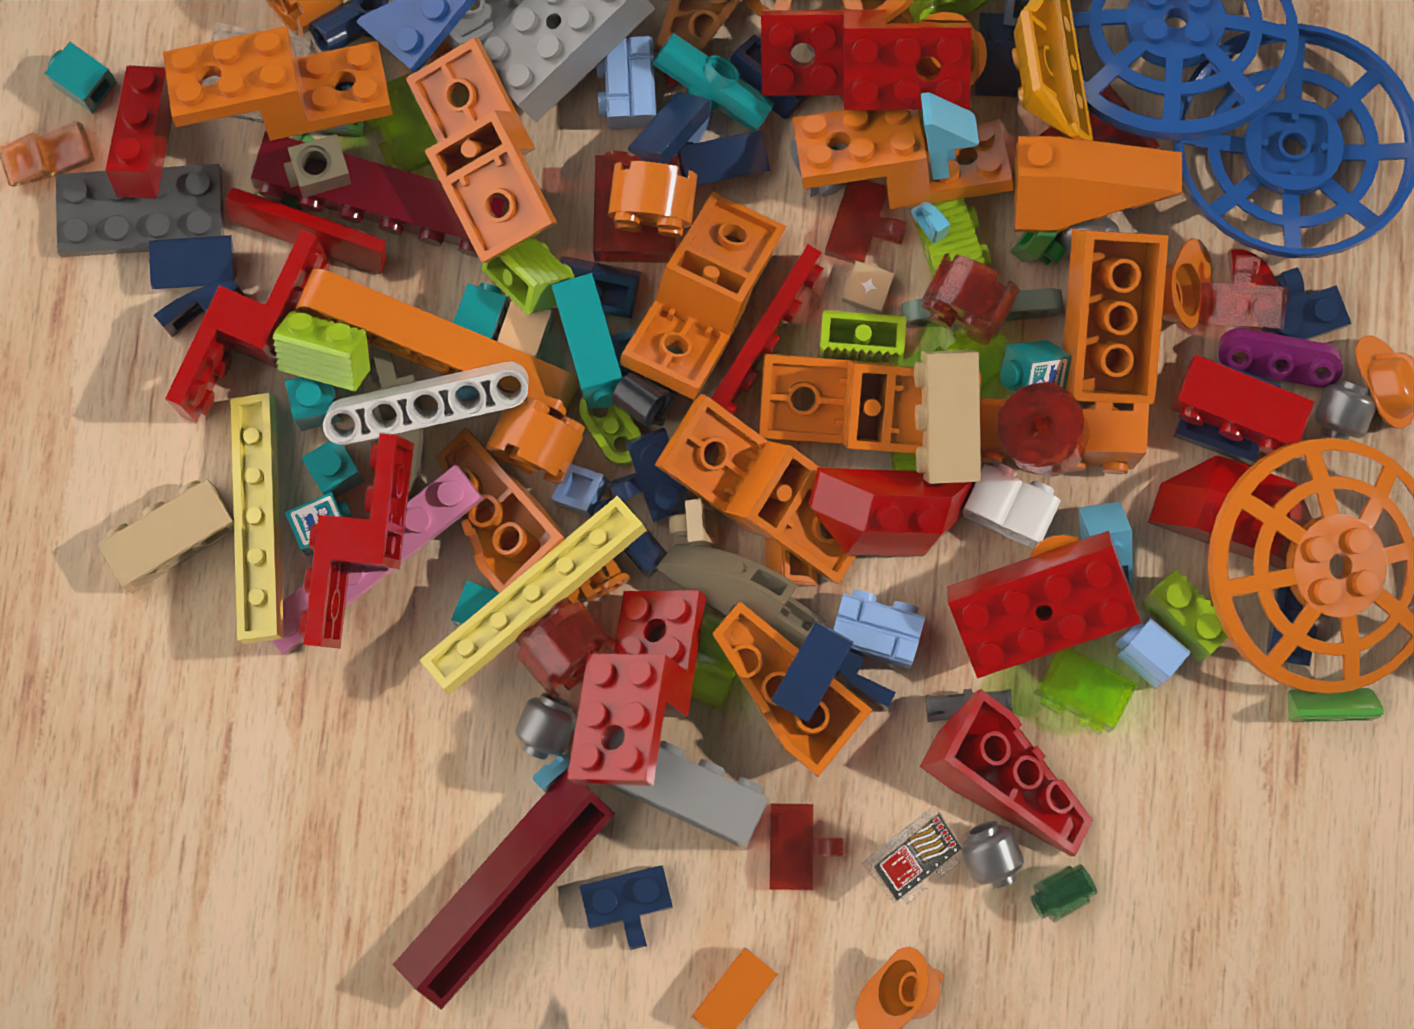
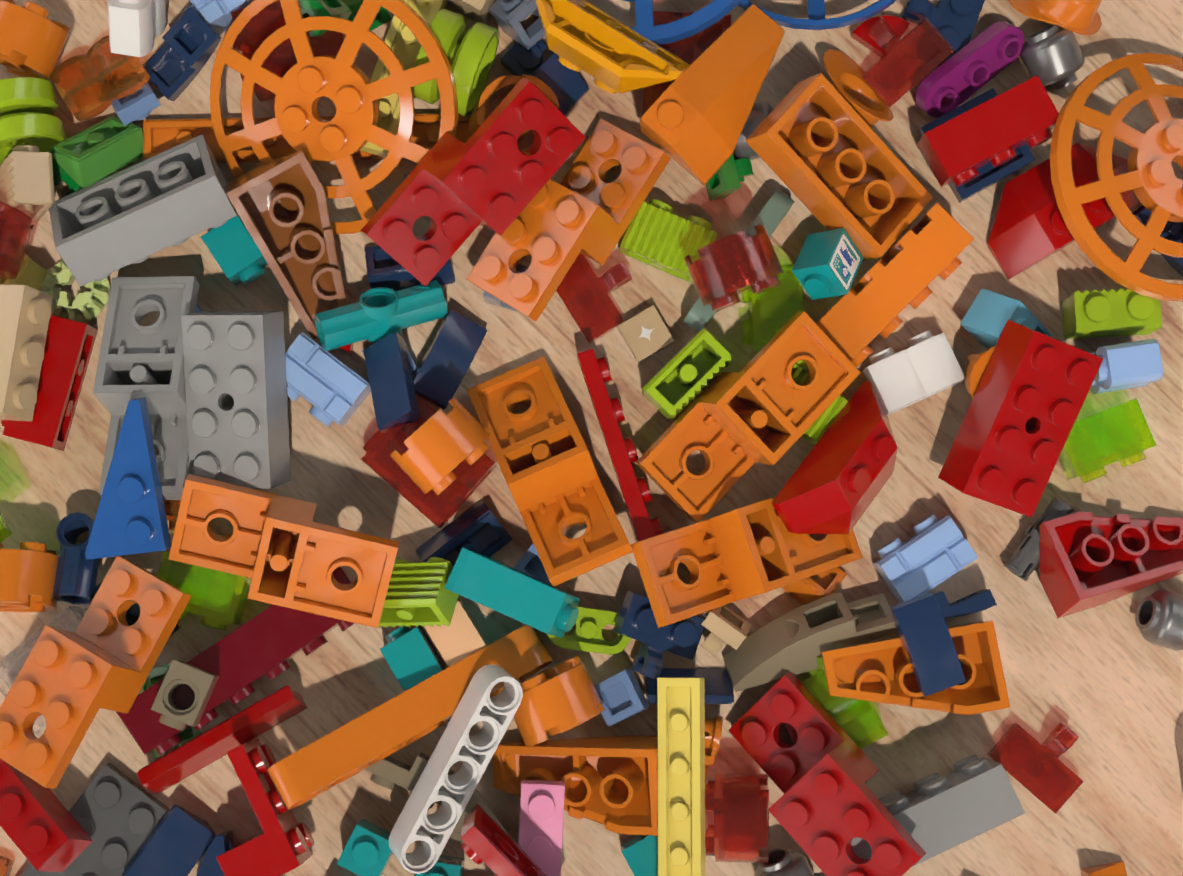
camera: 50 degrees left, 5 degrees up
(322, 350) = (340, 816): lime brick -> none
(643, 399) = (594, 592): black piece -> none
(913, 856) = (1122, 683): slope -> none
(931, 221) = (642, 243): medium azure tile -> none
(946, 129) = (588, 170): medium azure slope -> none
(948, 416) = (820, 366): tan brick -> none
(1037, 406) = (904, 323): clear red brick -> none

